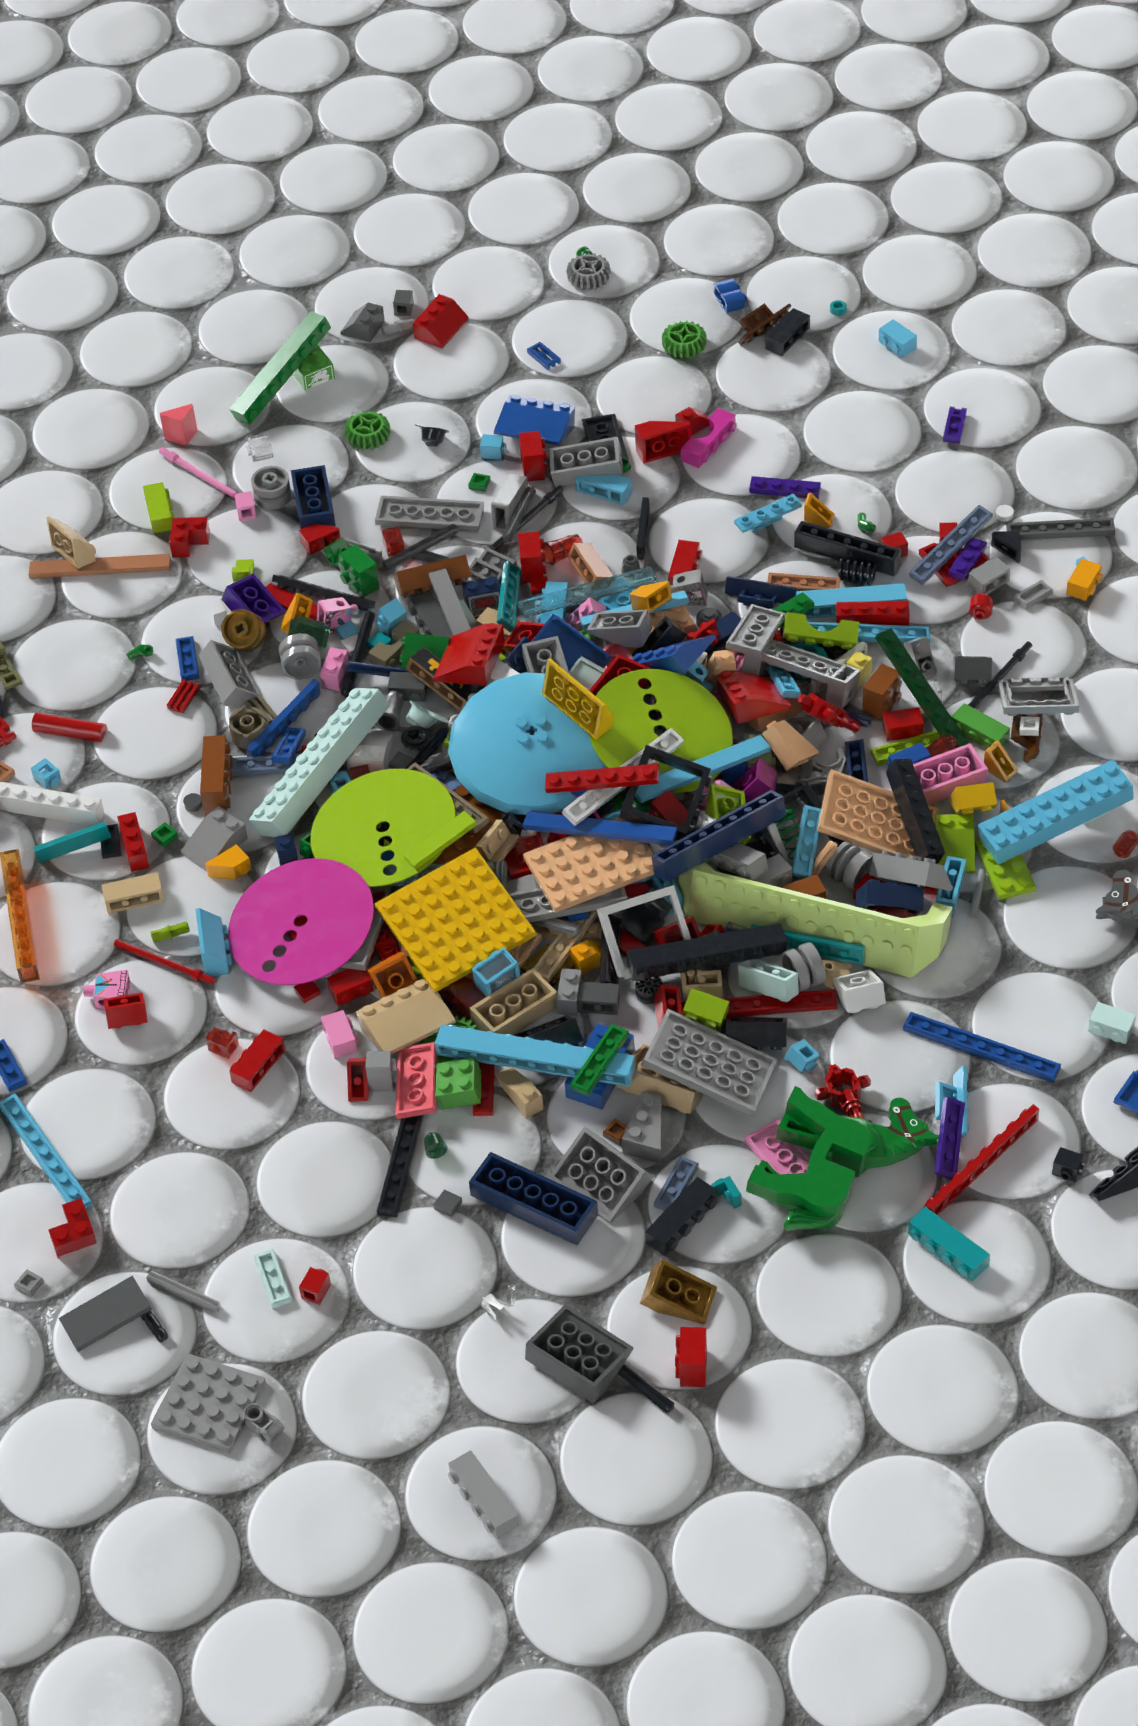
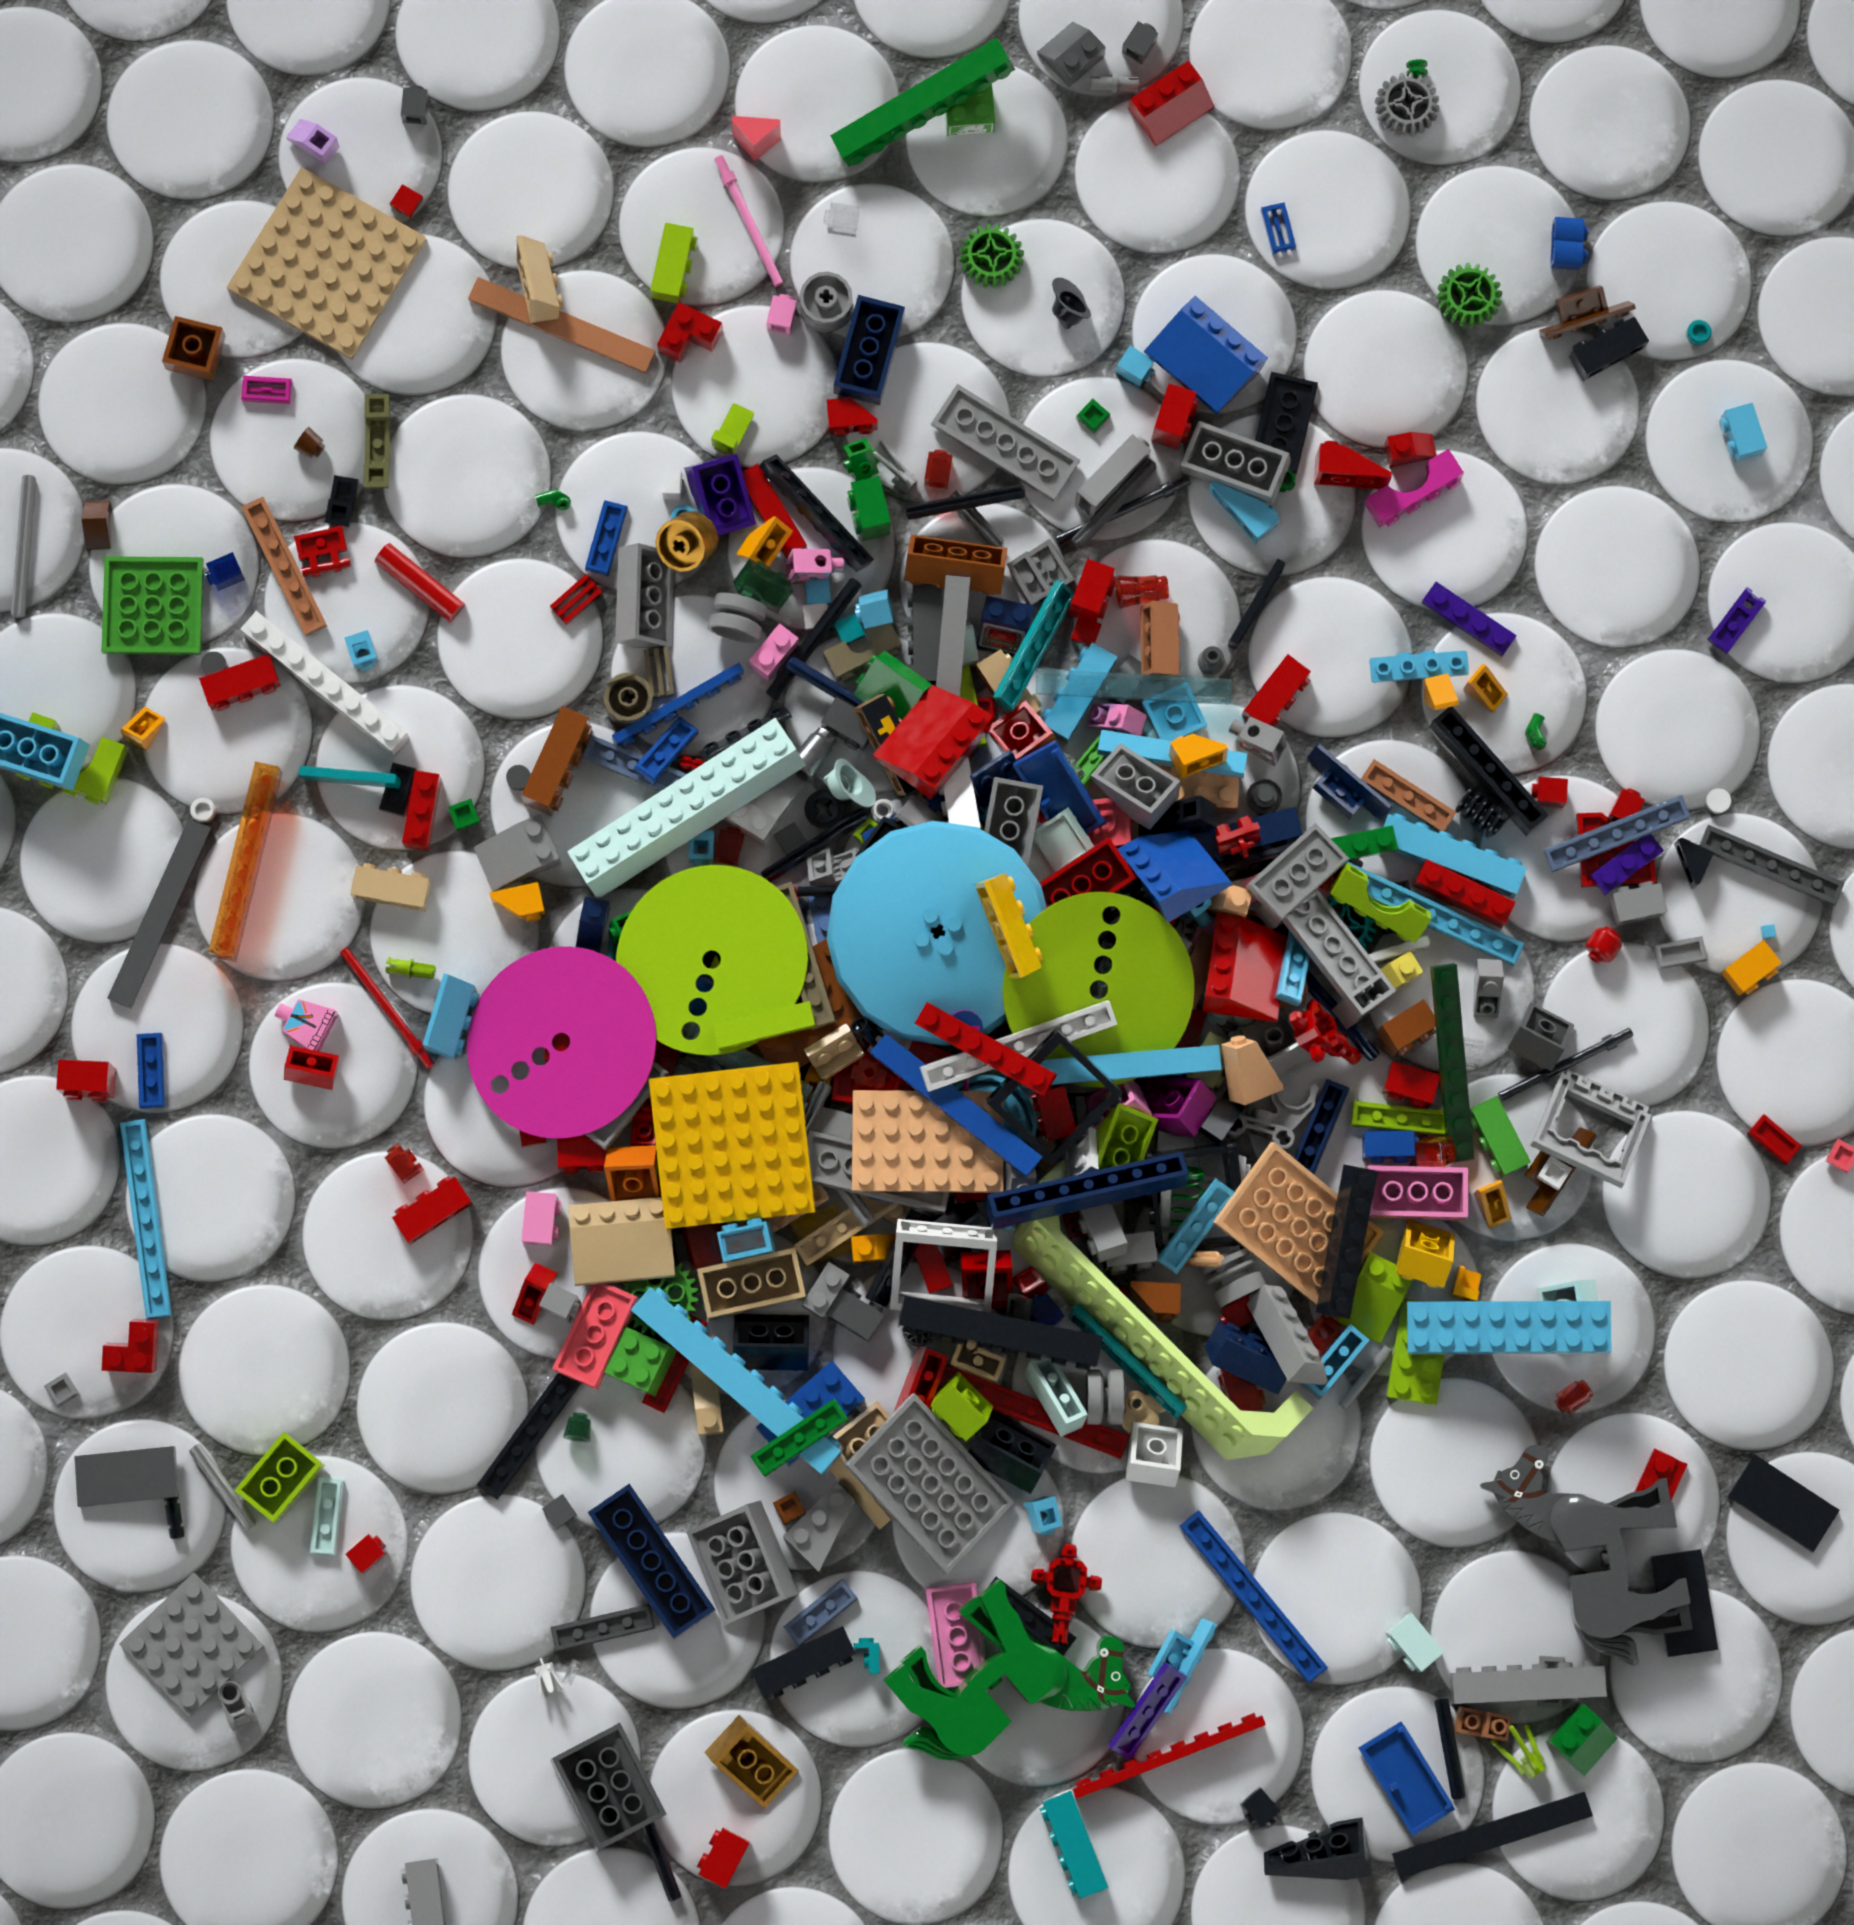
camera: 15 degrees right, 30 degrees up
(224, 1262) = (280, 1478): none -> lime brick
(519, 1261) = (602, 1627): none -> dark grey tile
(789, 520) = (1439, 692): none -> light orange slope

